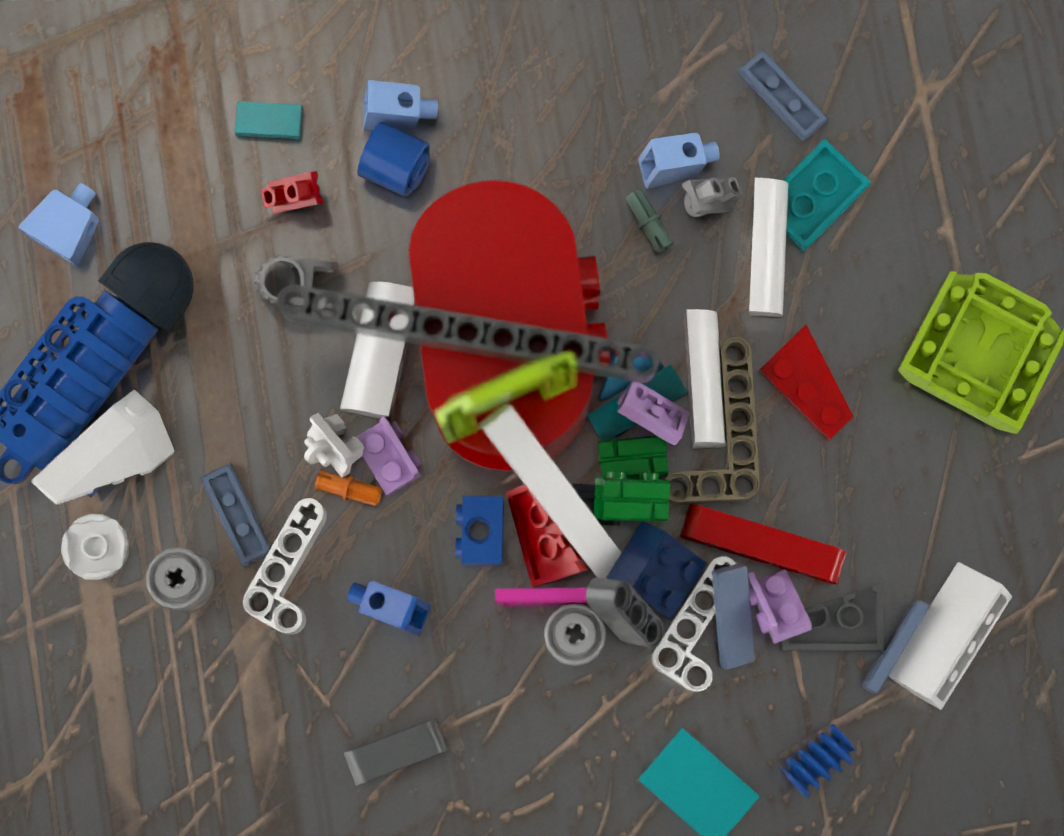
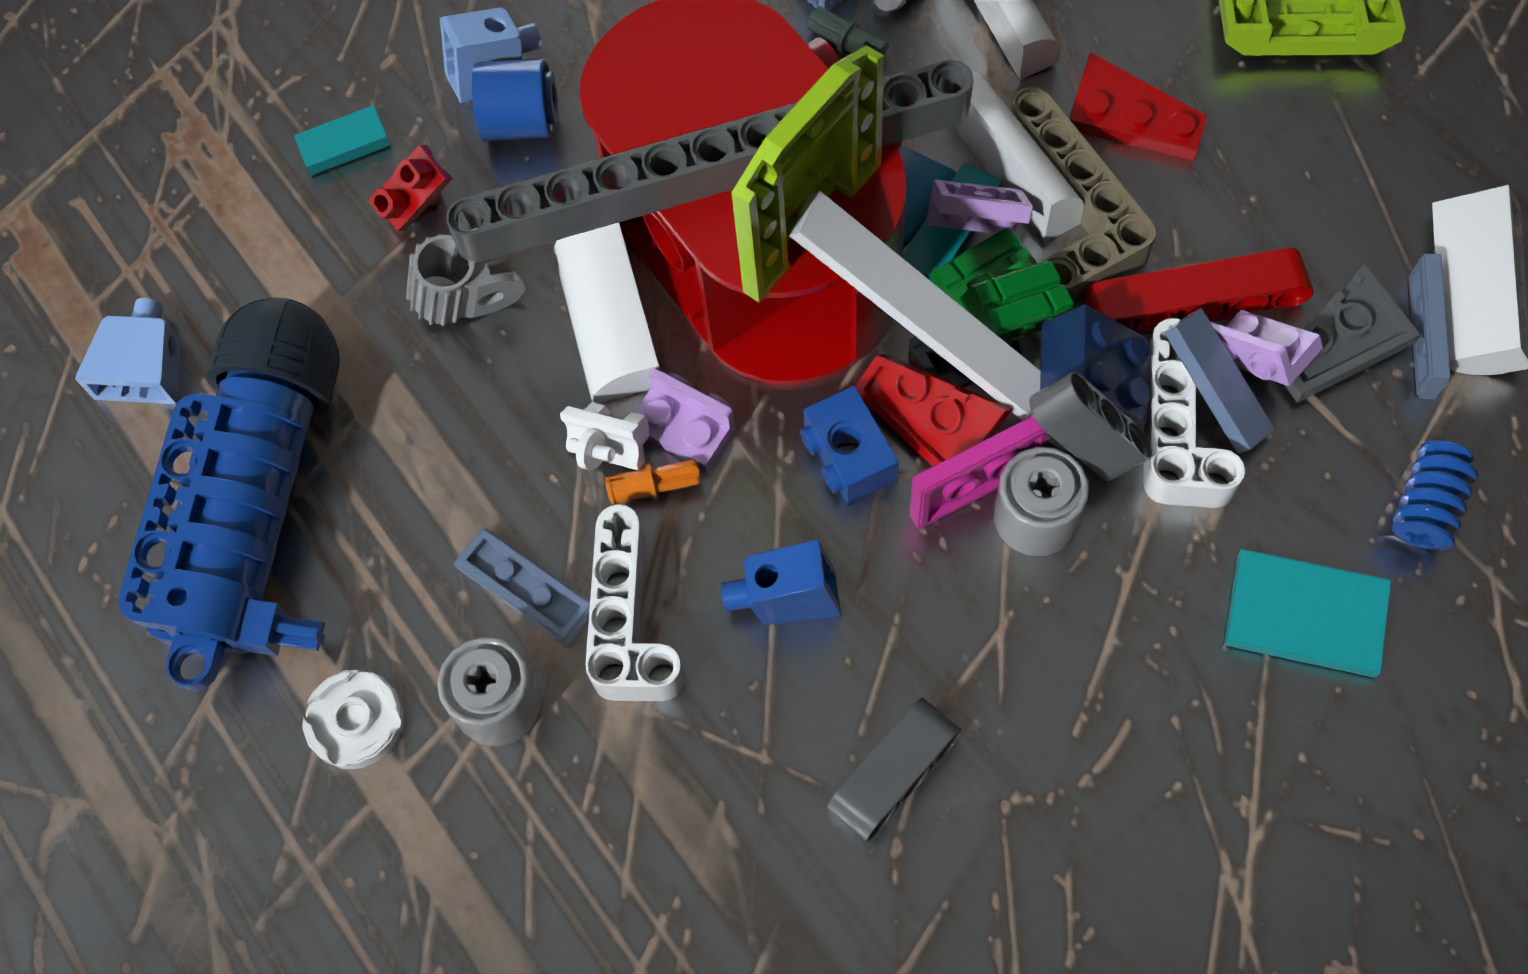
camera: 25 degrees left, 15 degrees down
(116, 446) = (316, 567): white wedge -> none

